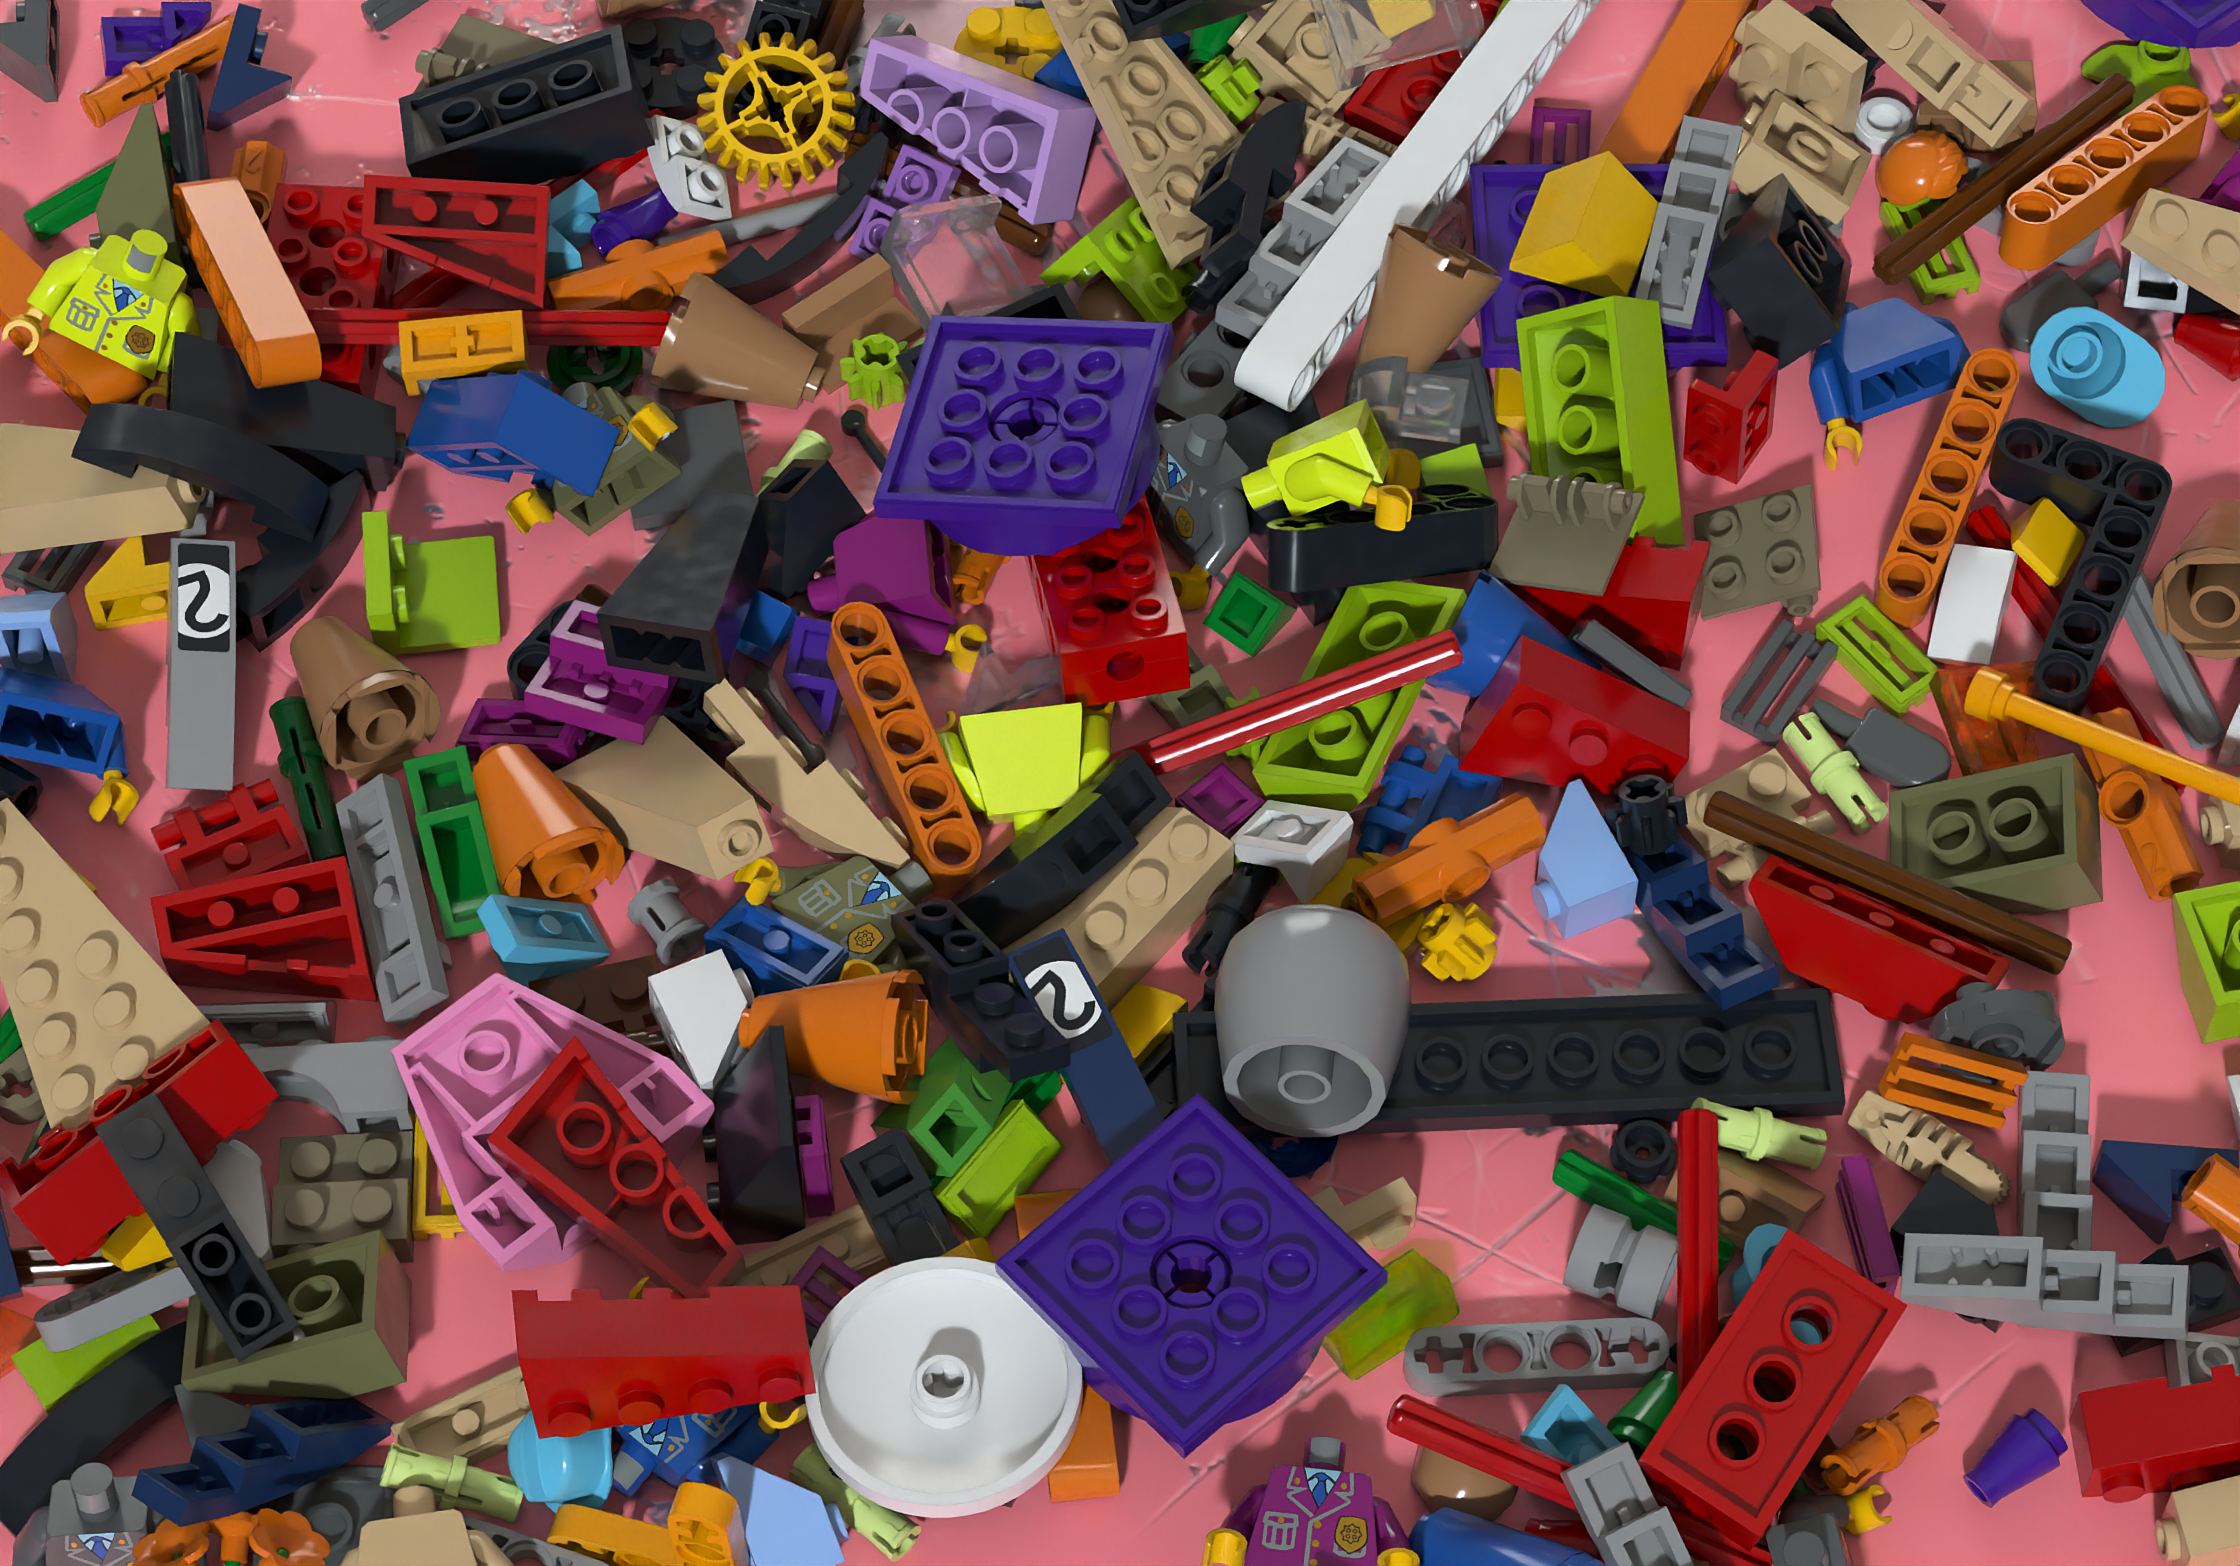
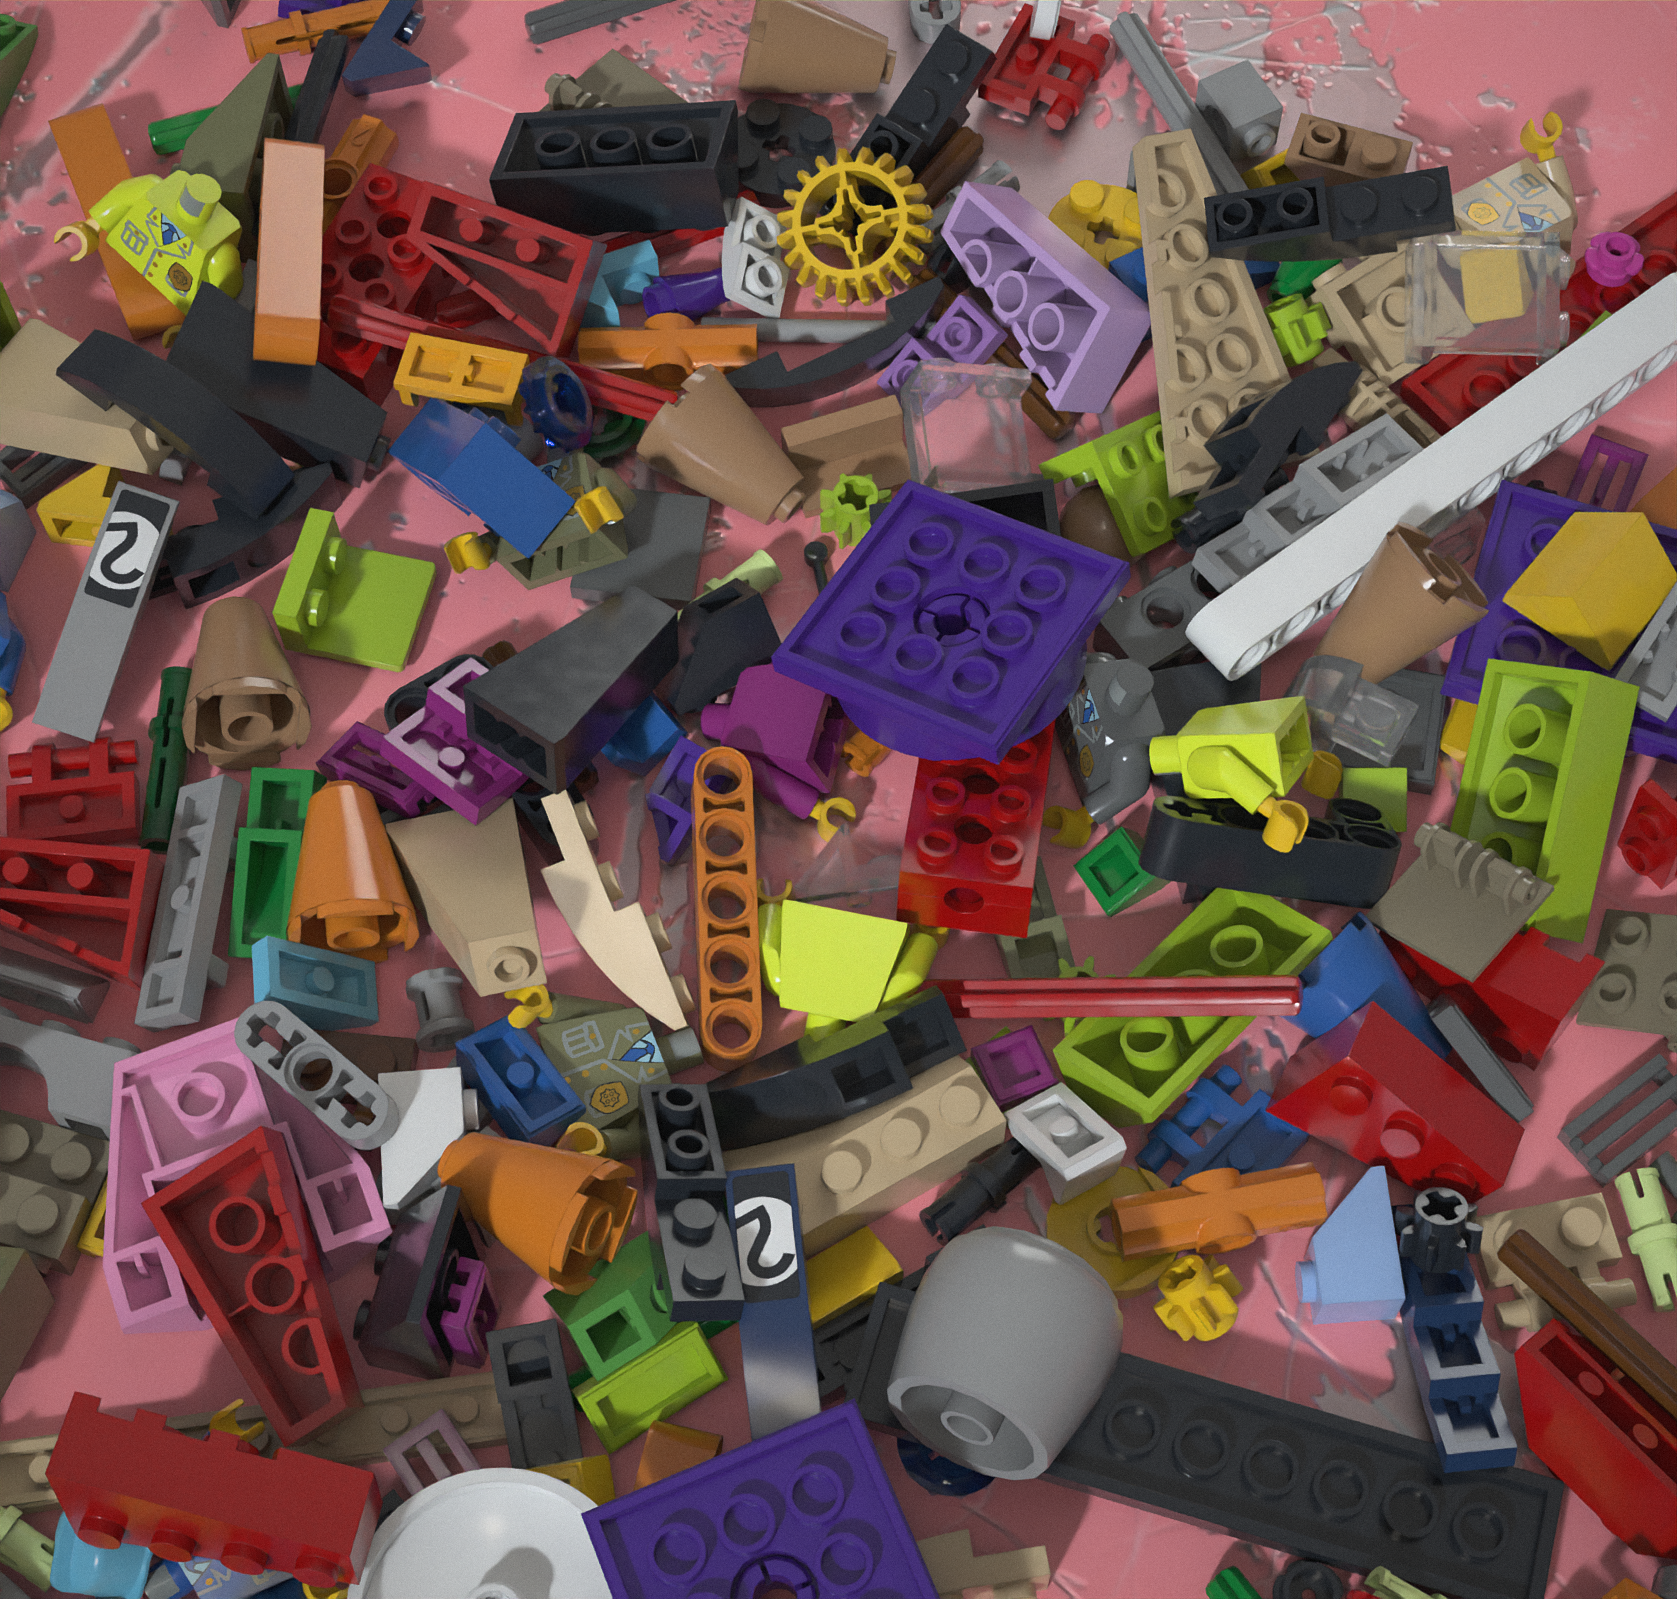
camera: 20 degrees right, 5 degrees up
(564, 349) = (557, 404): none -> clear blue gear
(609, 1017) = (325, 1101): none -> light grey beam
(759, 685) = (625, 791): dark grey hinge -> none

